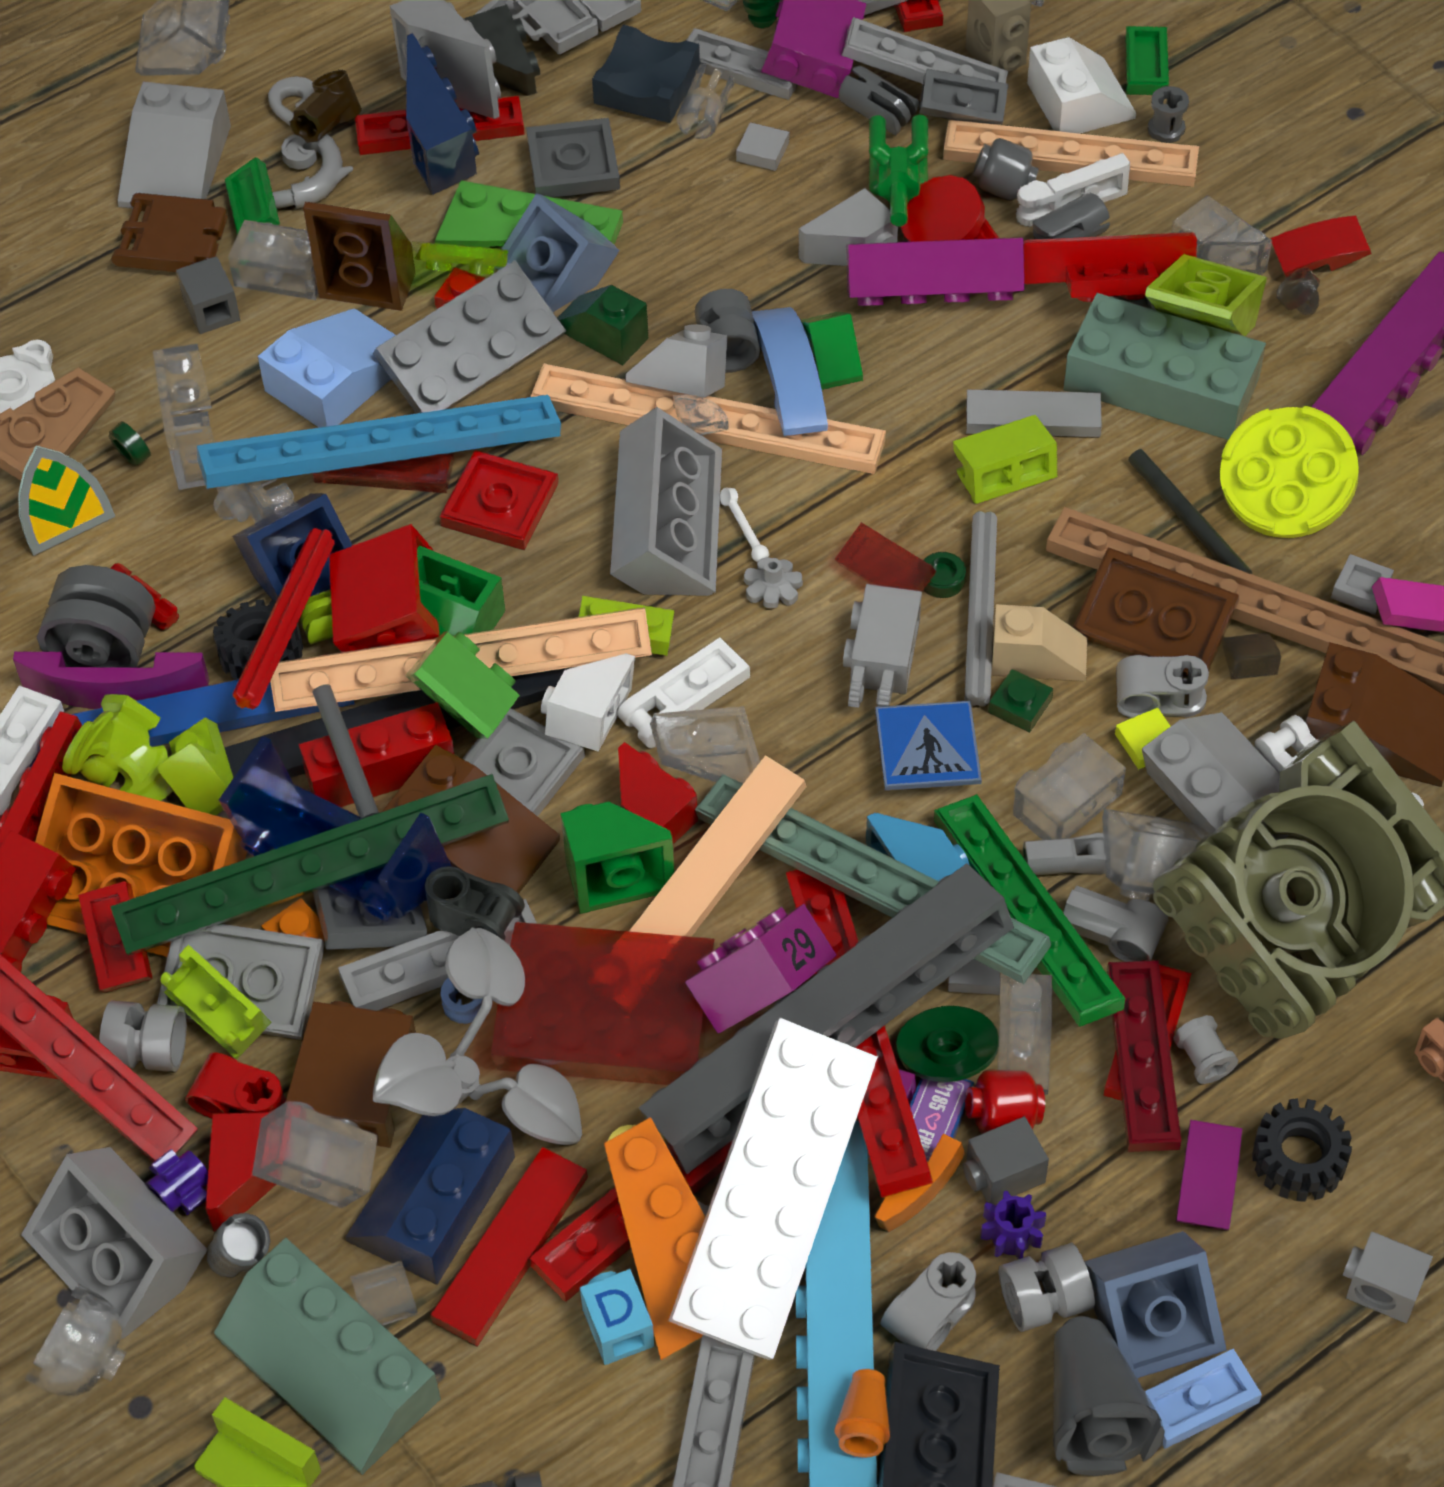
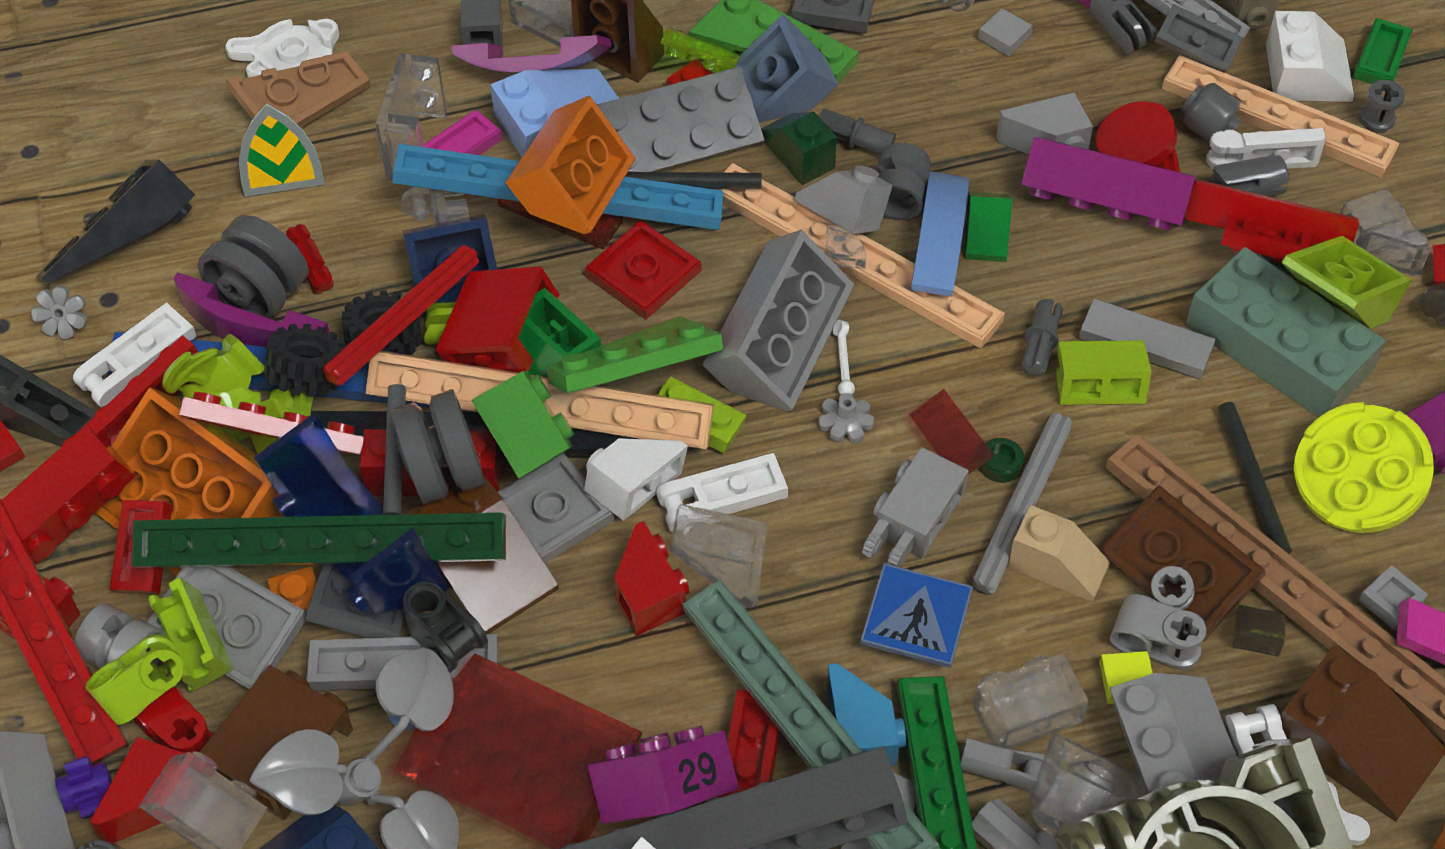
camera: 20 degrees right, 0 degrees up
(129, 444) = (359, 127): dark green tile -> none
(183, 769) = (252, 419): none -> plate
(186, 1059) = (133, 681): none -> lime piece
(199, 696) = (298, 357): none -> black tyre
(249, 417) = (469, 135): none -> dark pink tile
(332, 296) = (574, 53): none -> magenta slope
(391, 414) = (572, 167): none -> orange slope
(399, 730) = (433, 448): none -> dark grey wheel
(523, 389) = (707, 180): none -> pearl dark grey bar
(543, 581) = (634, 354): none -> bright green wing
(614, 855) = (585, 623): green slope -> none
(662, 294) = (857, 132): none -> dark grey axle
(722, 851) = (683, 653): light nougat tile -> none
(898, 170) = (1112, 84): green plant -> none
(932, 443) = (1041, 337): none -> dark grey axle
(1020, 700) = (1023, 601): dark green plate -> none
(1155, 628) = (1174, 575): none -> light grey bush

